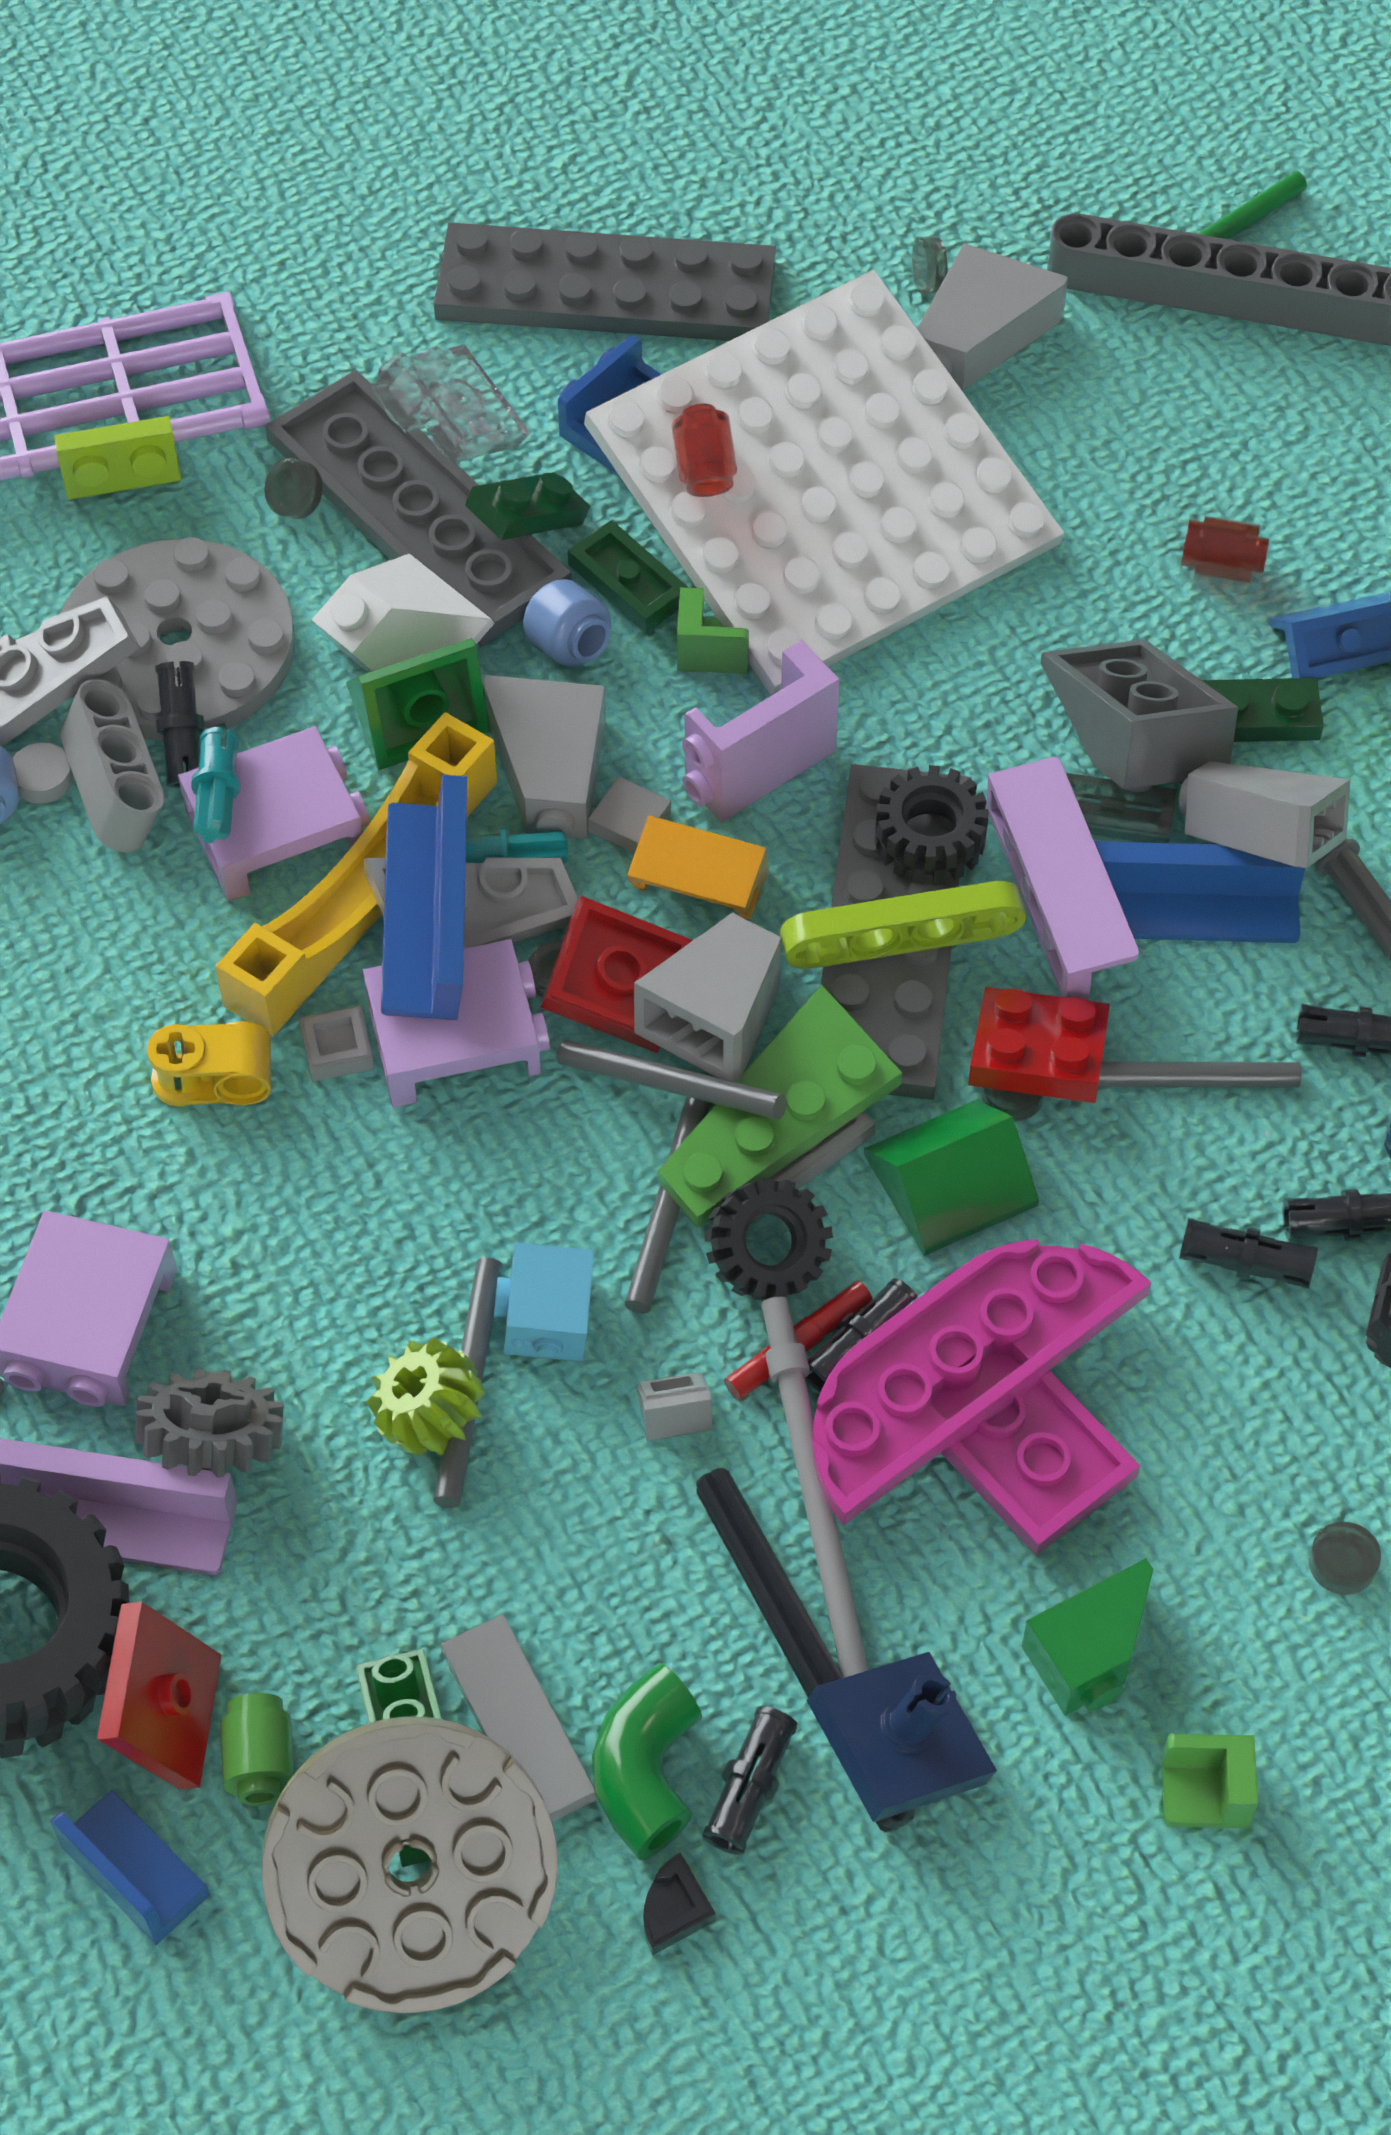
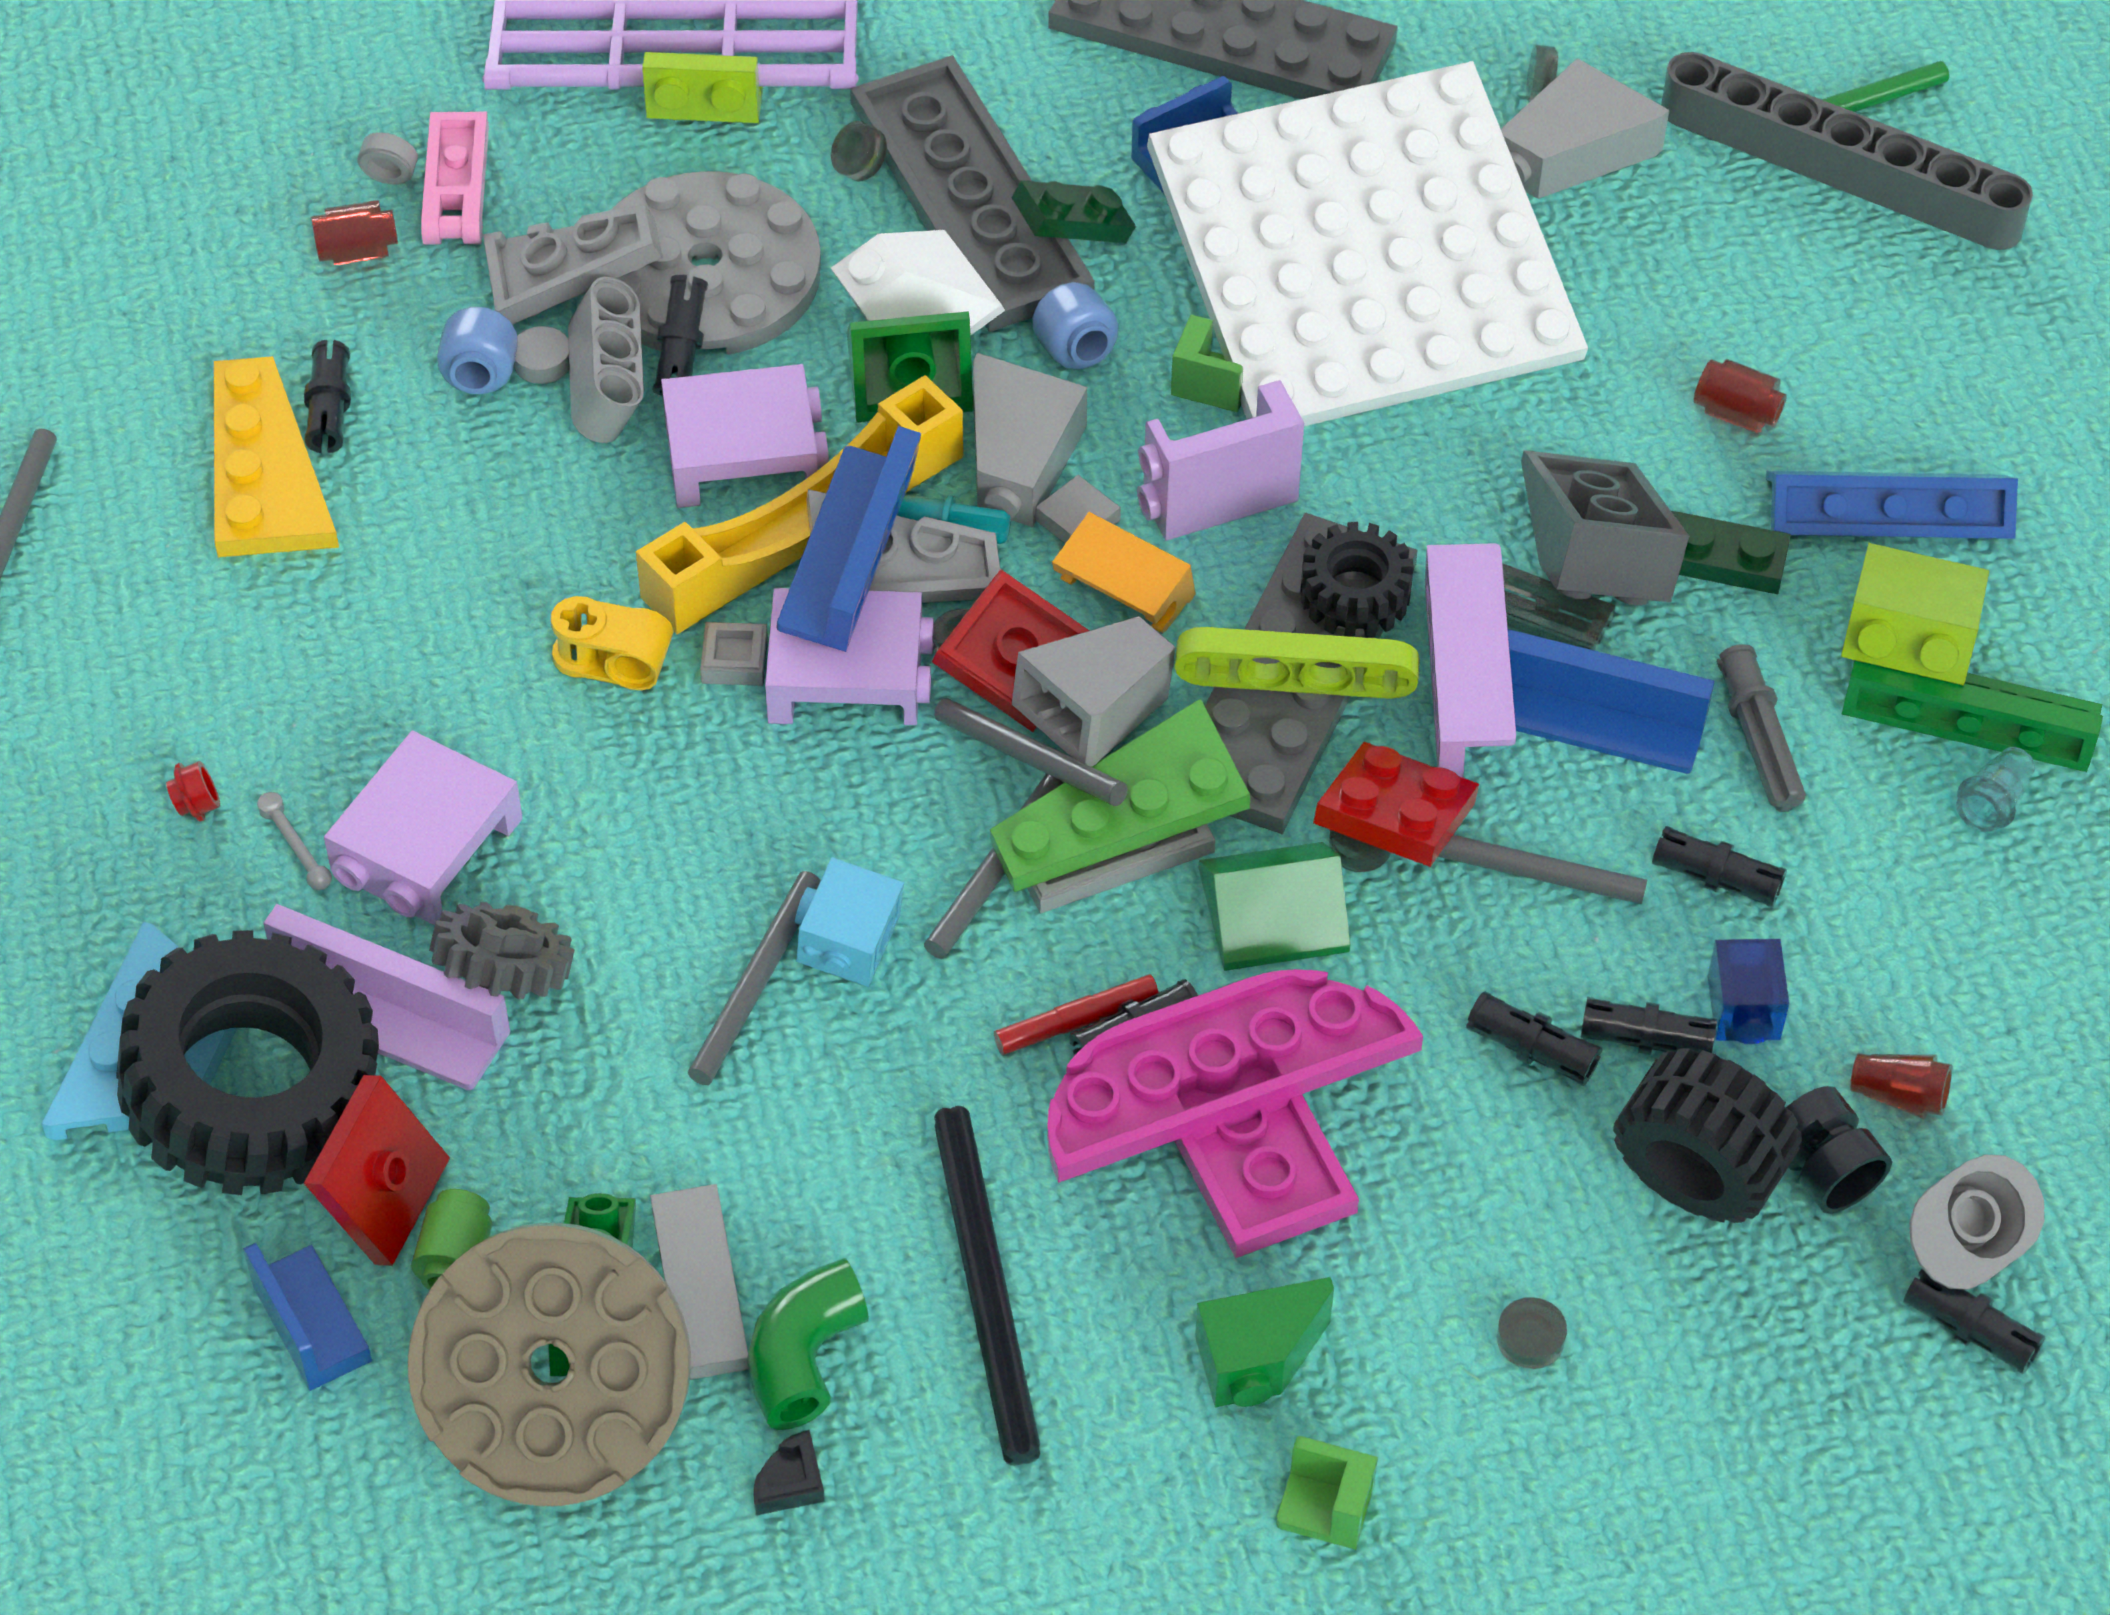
camera: 15 degrees right, 5 degrees down
(215, 784) = (690, 393): teal axle -> none
(426, 1397) = (707, 976): lime gear -> none
(450, 399) = (1030, 101): clear plate -> none
(627, 575) = (1147, 295): dark green plate -> none
(675, 1406) = (939, 1045): light grey slope -> none
(704, 450) = (1248, 190): clear red brick -> none
(734, 1820) = (895, 1383): black pin -> none
(788, 1368) = (1054, 1034): light grey bar -> none
(806, 1232) = (1108, 896): black tyre -> none
(901, 1736) = (1048, 1379): dark blue tile -> none
(1266, 811) = (1689, 638): light grey slope -> none

